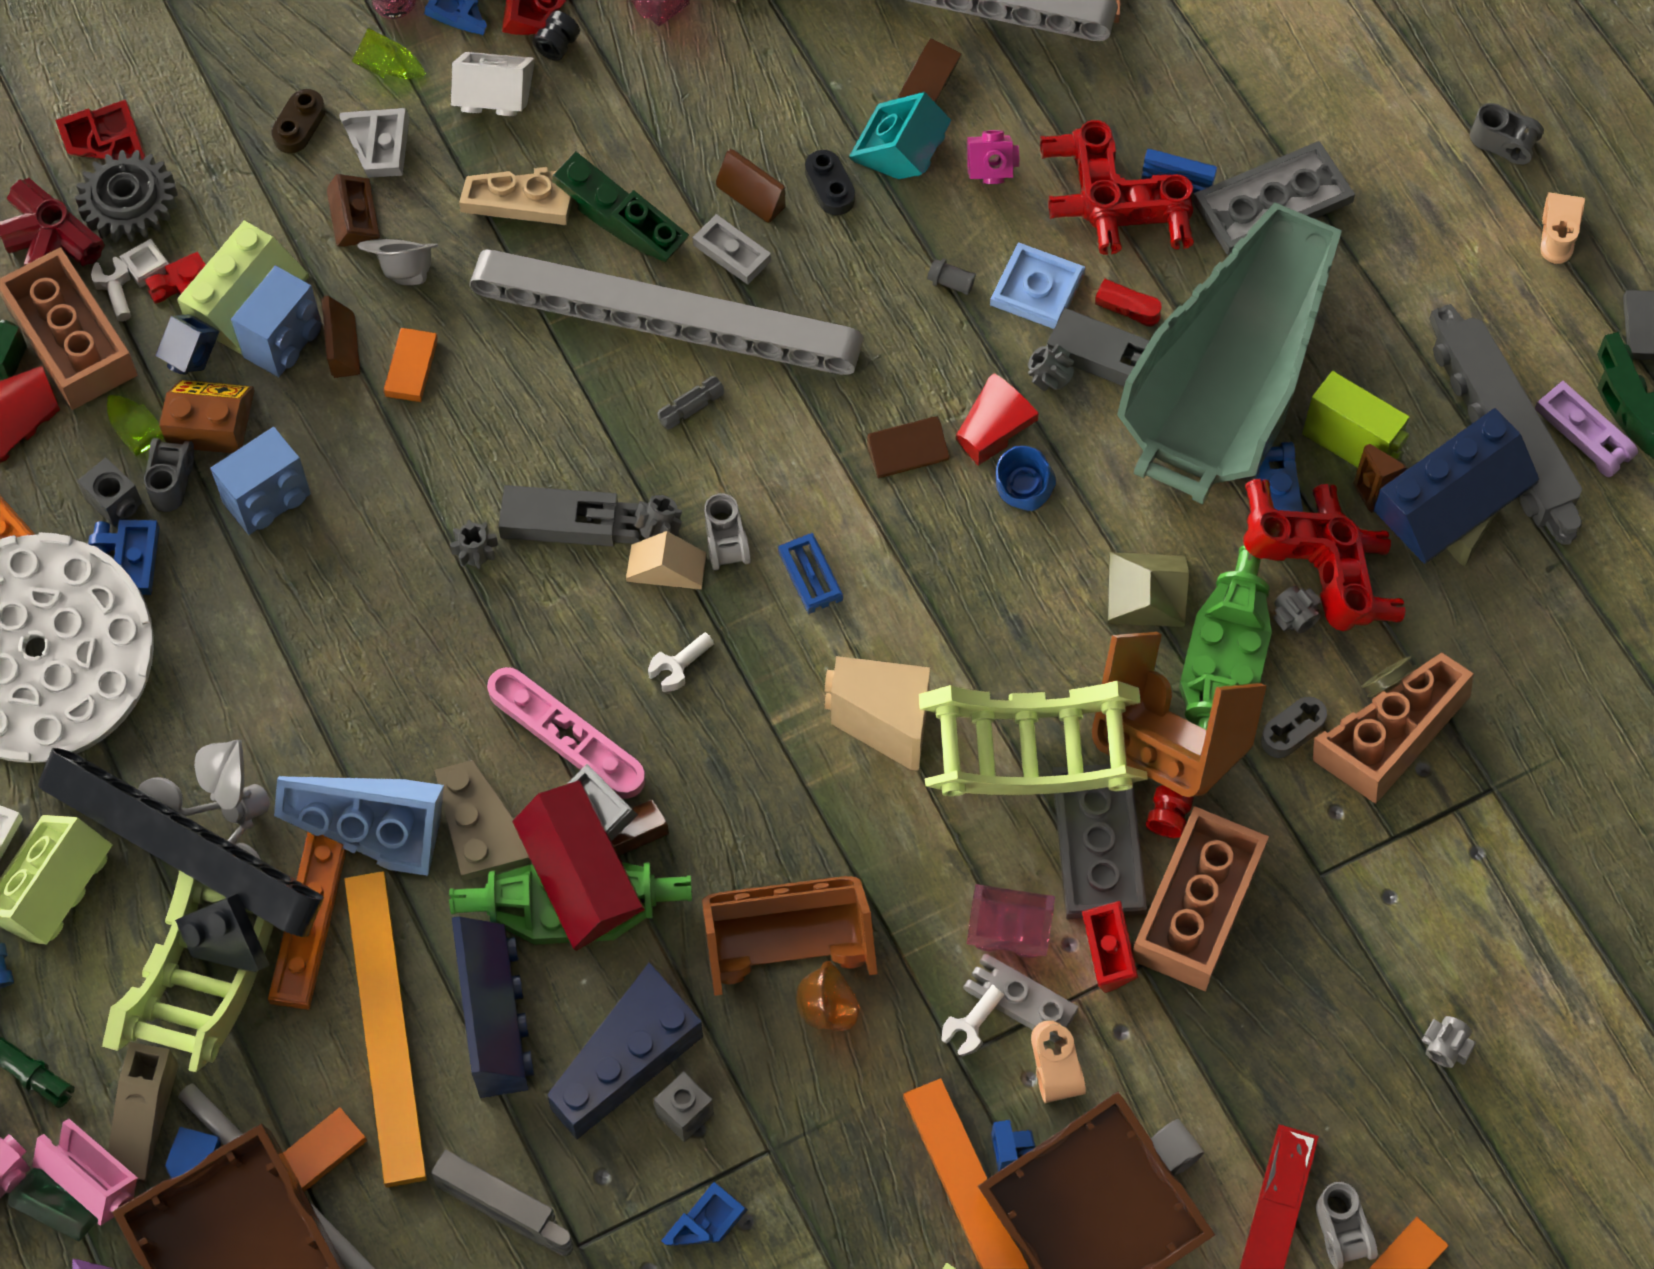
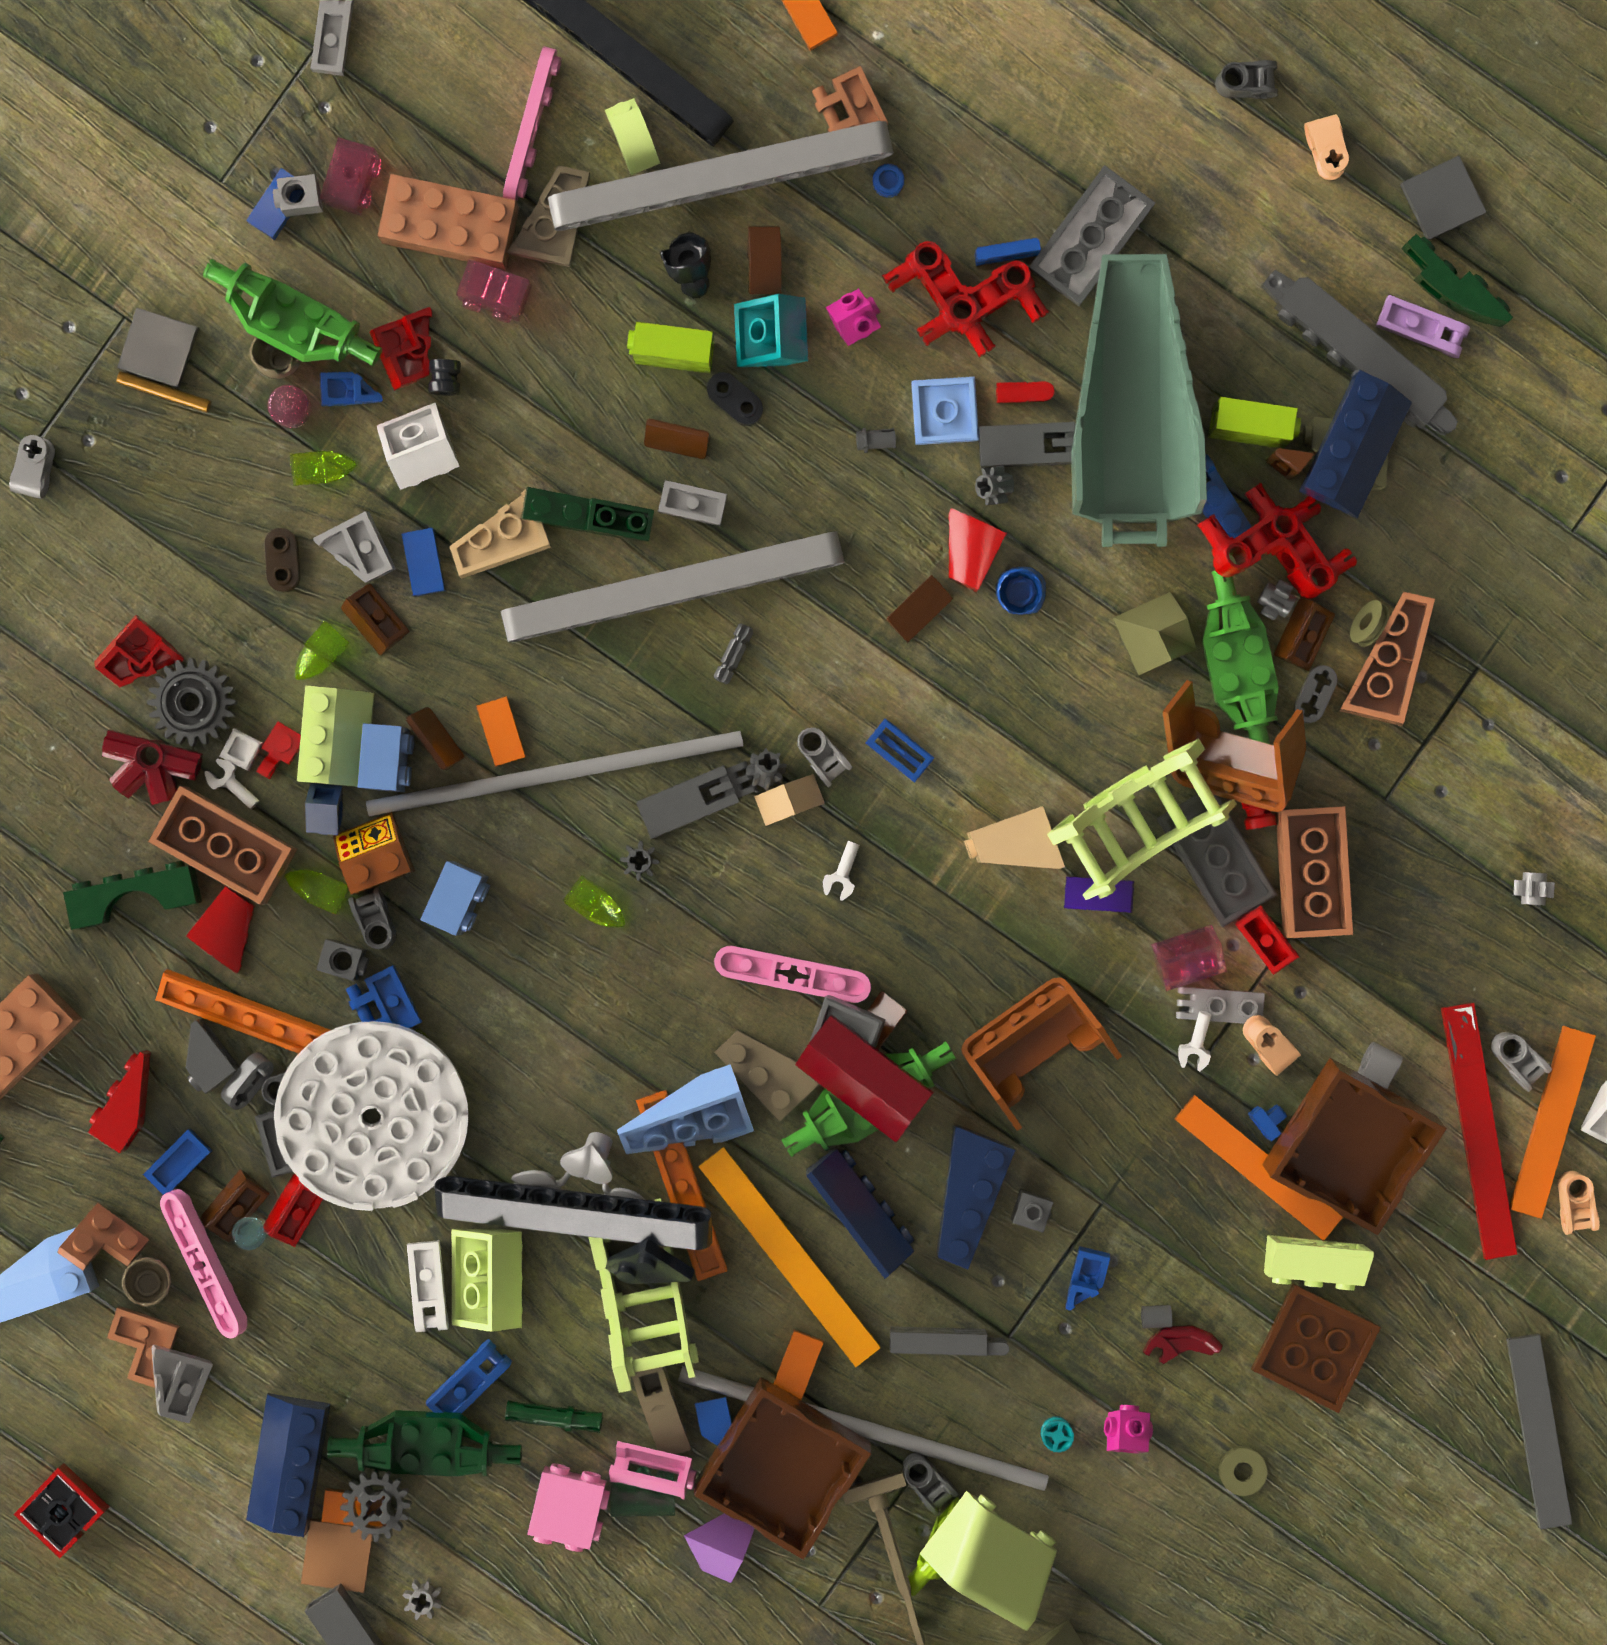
camera: 20 degrees left, 25 degrees up
(285, 213) = (319, 651): none -> clear neon green plate
(400, 259) = (439, 643): light grey piece -> none
(401, 564) = (594, 904): none -> clear neon green plate
(433, 183) = (423, 562): none -> blue tile
(441, 427) = (554, 773): none -> light grey piece
(794, 99) = (671, 347): none -> lime brick
(827, 1000) = (1090, 1082): clear orange helmet -> none
(853, 47) = (688, 263): none -> black piece
(951, 816) = (1119, 901): none -> dark purple slope
(1093, 67) = (888, 180): none -> blue tile
(1313, 664) = (1304, 634): none -> reddish brown slope

